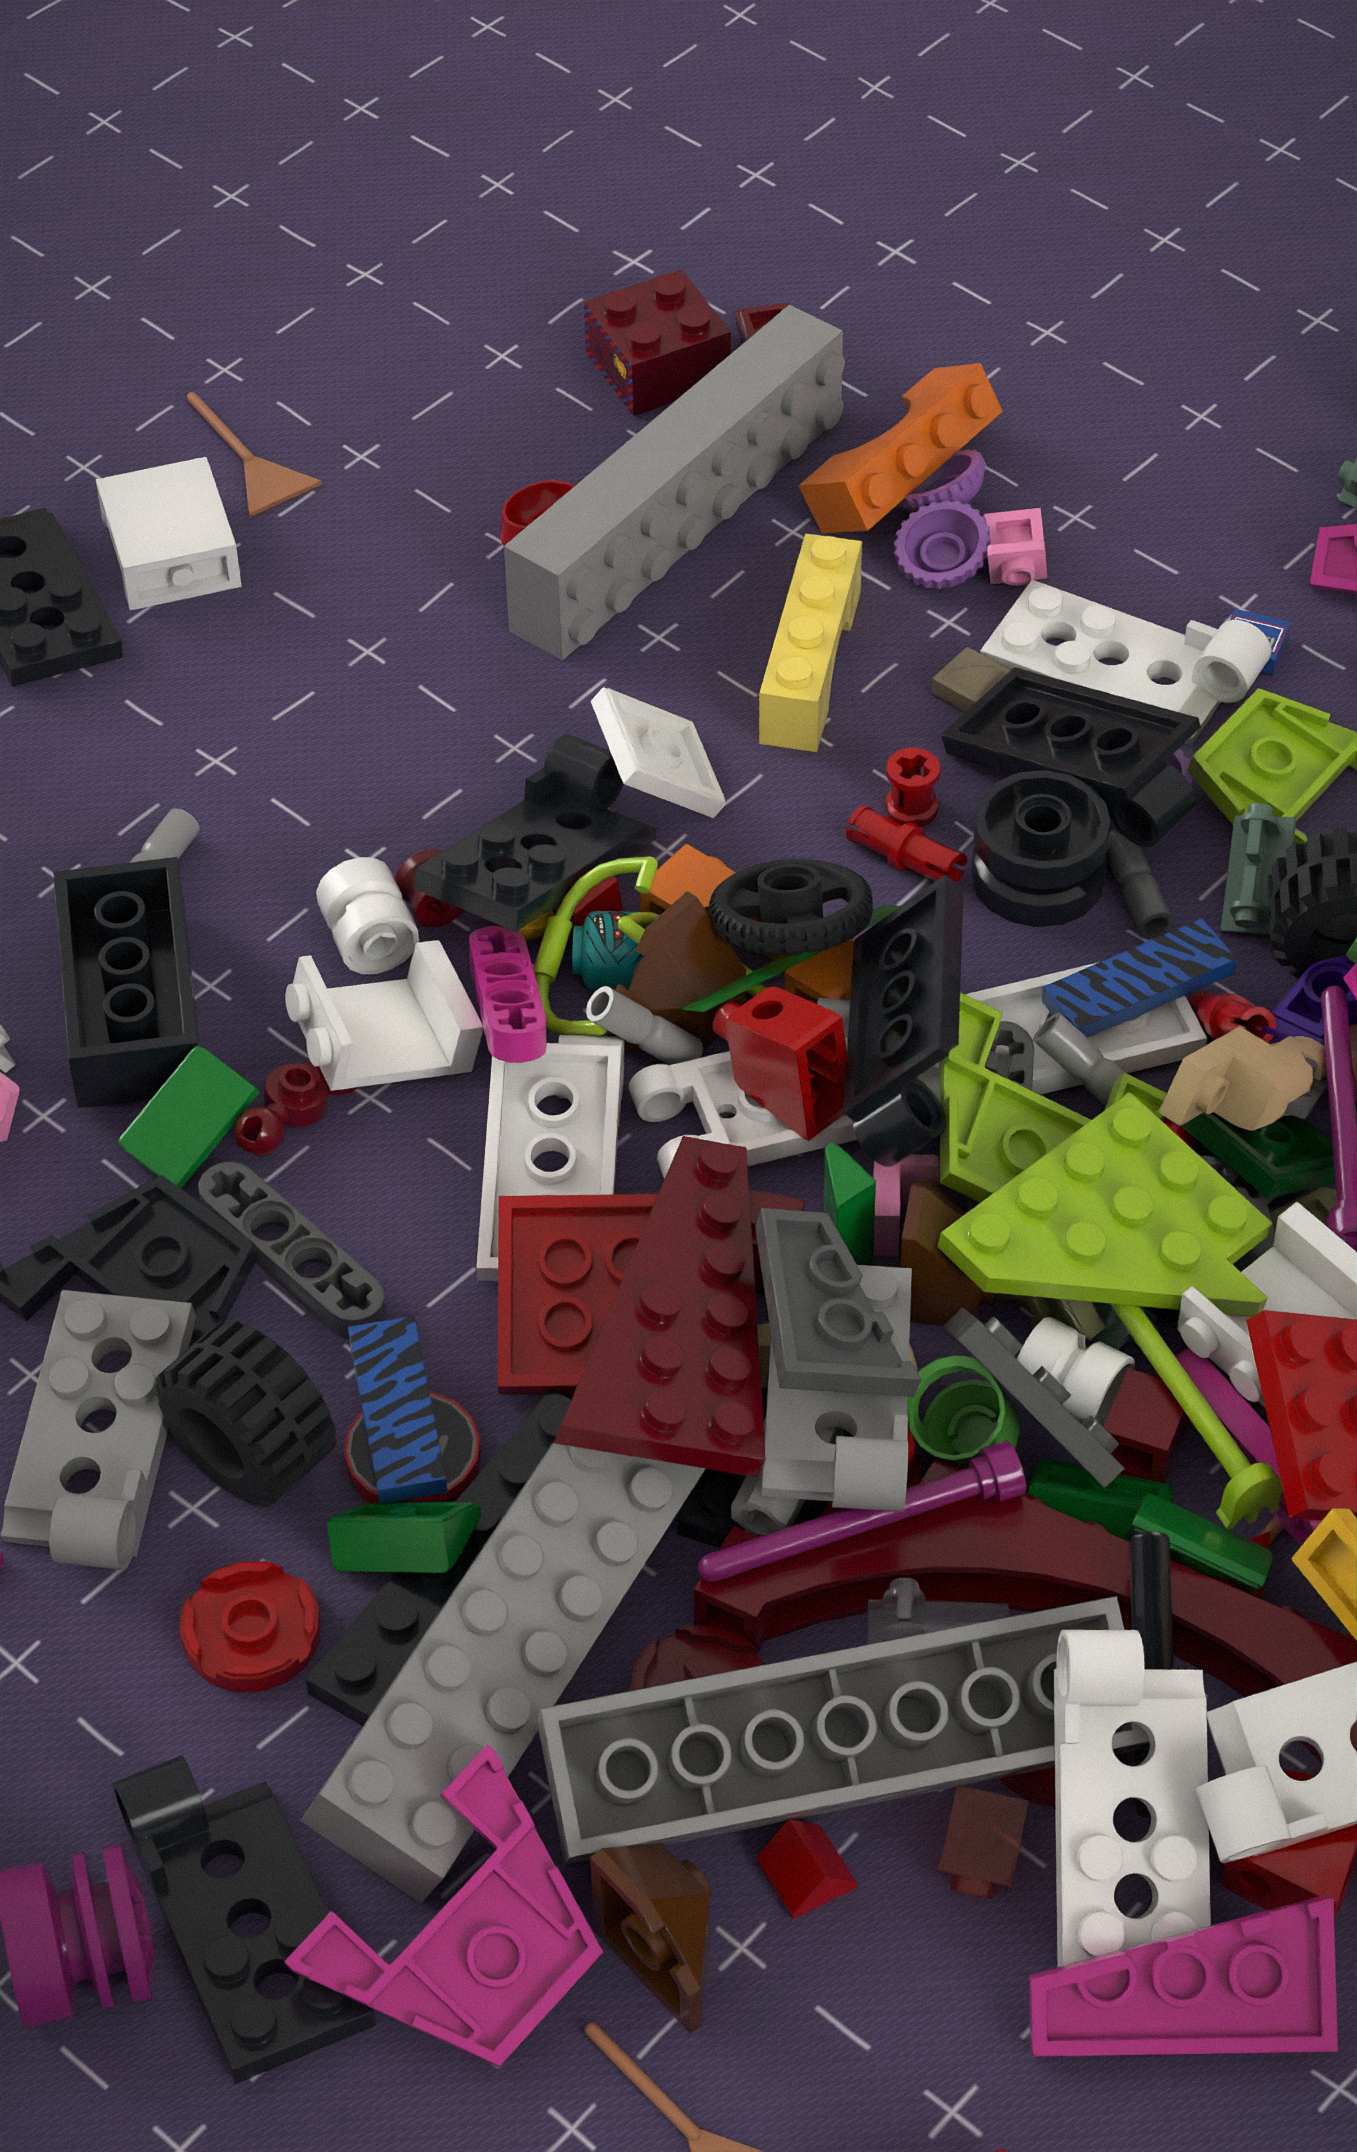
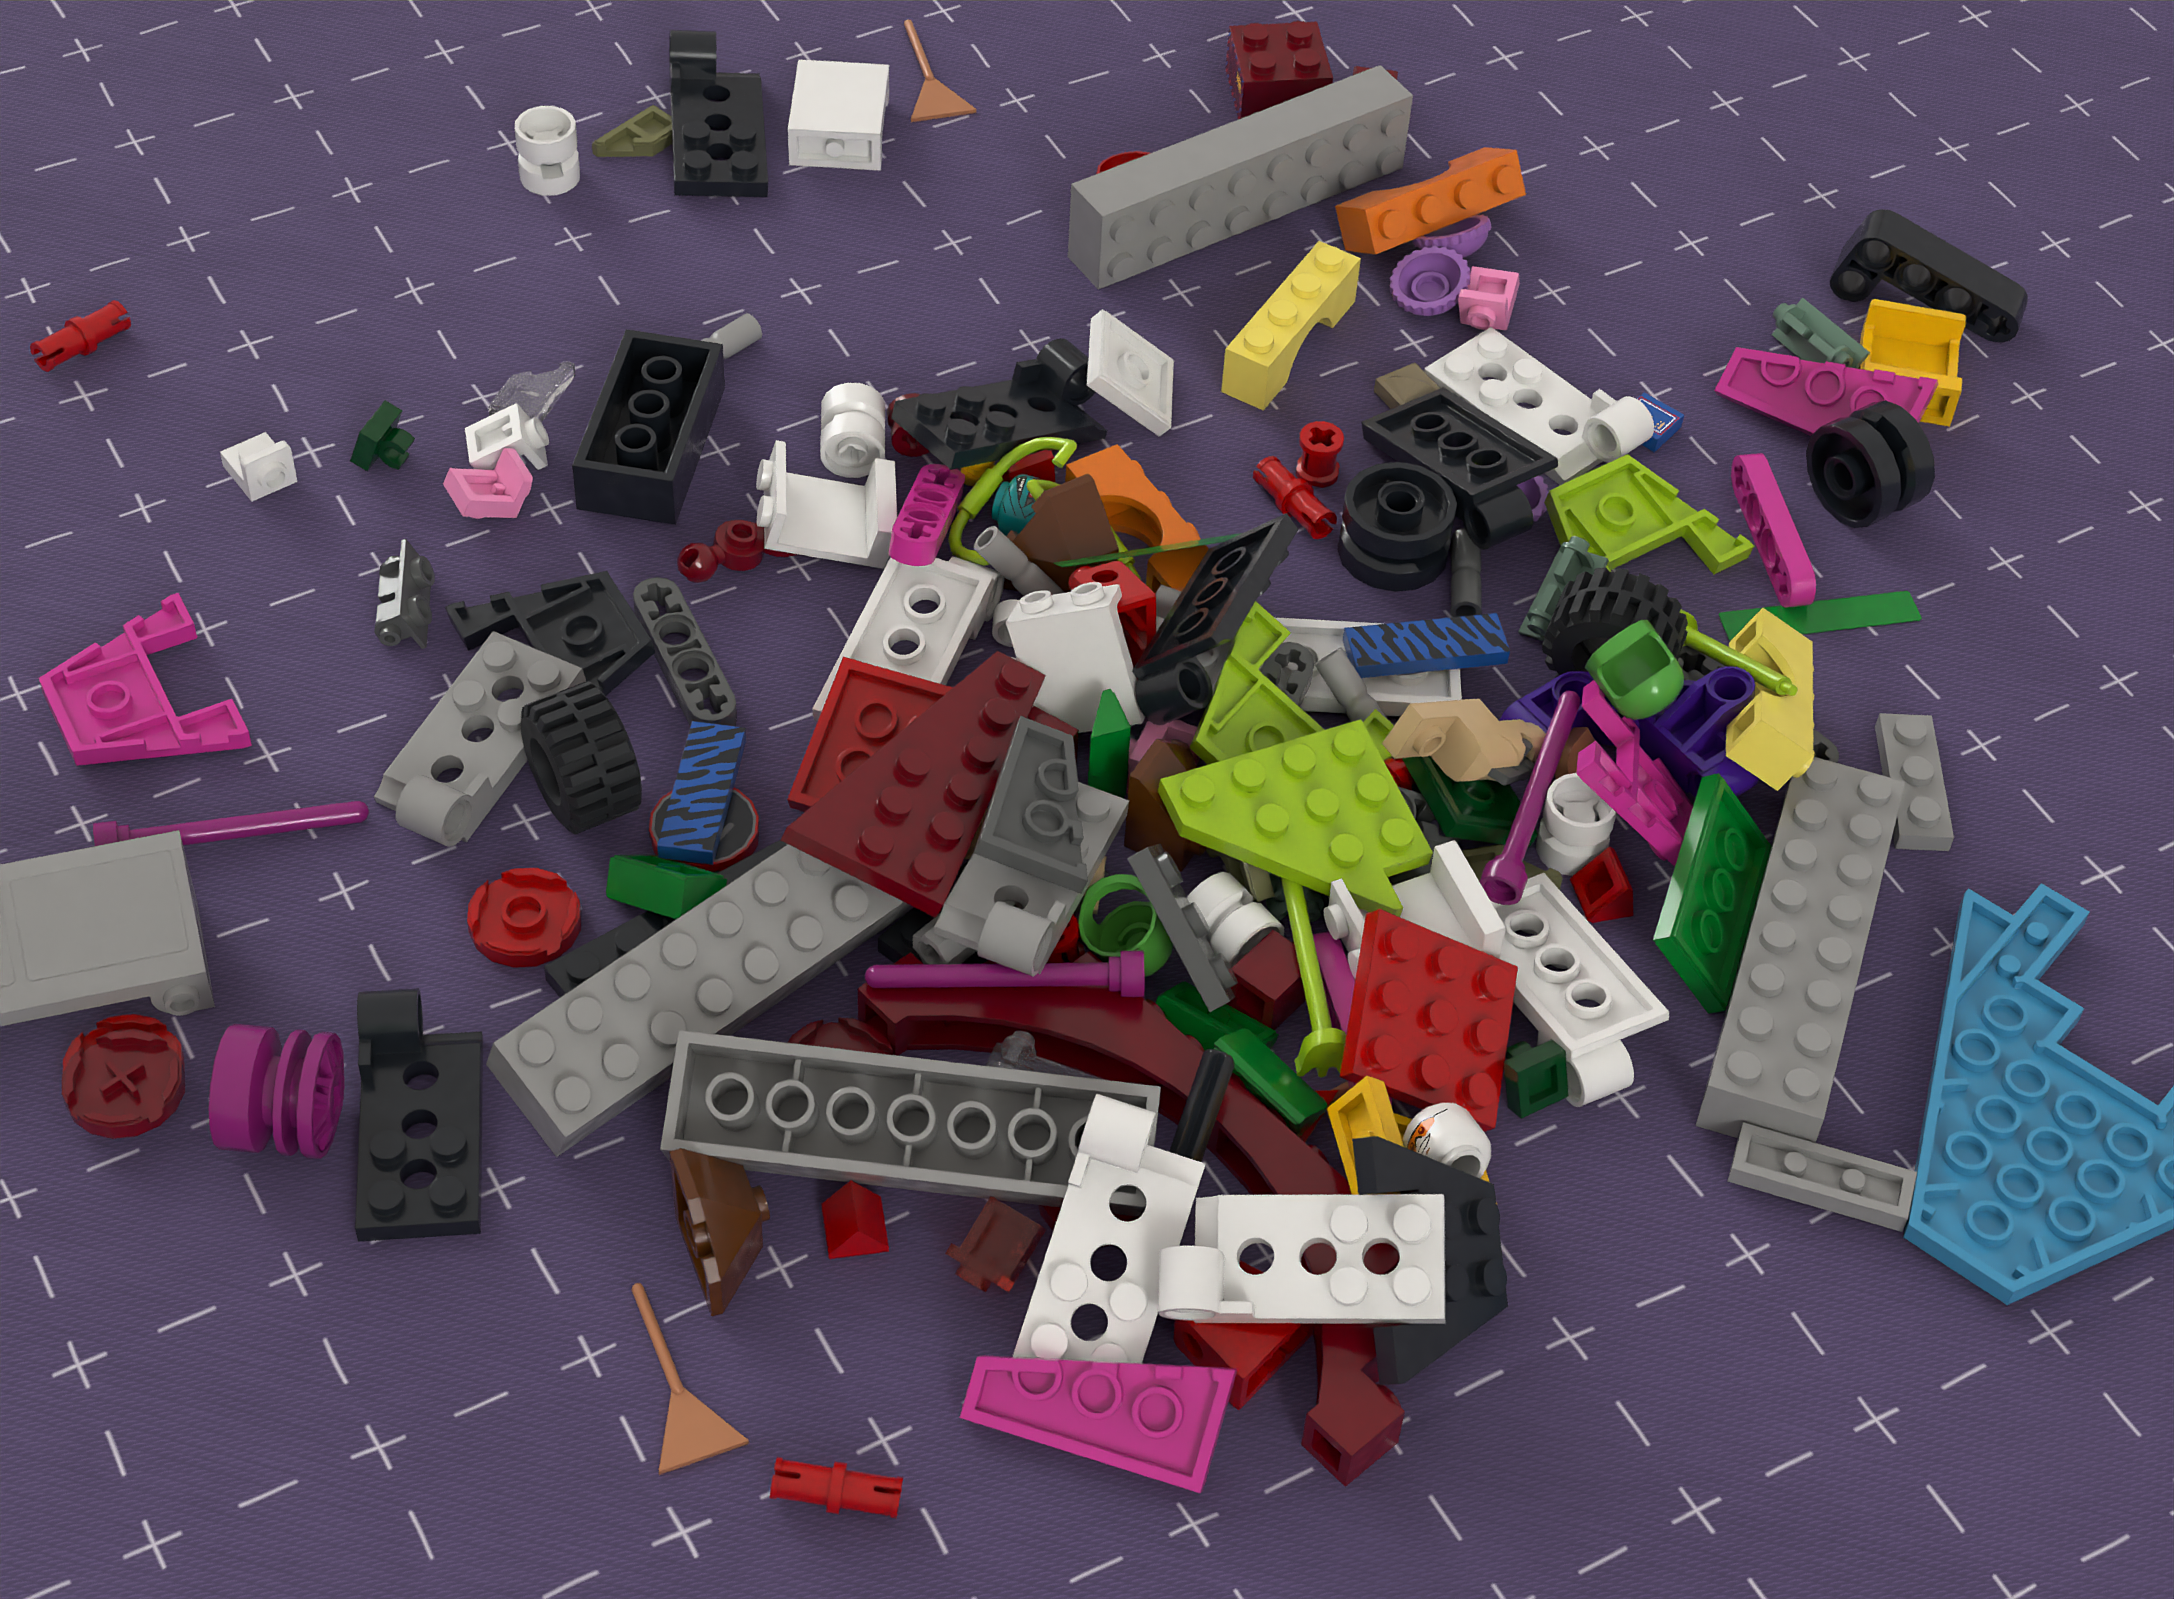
camera: 15 degrees right, 0 degrees up
(187, 1117) = (647, 536): green slope -> none
(490, 1955) = (578, 1205): dark pink wing -> none
(775, 1104) = (1079, 649): none -> white panel
(790, 907) = (1167, 509): black wheel -> none
(1227, 1012) = (1496, 695): red pin -> none

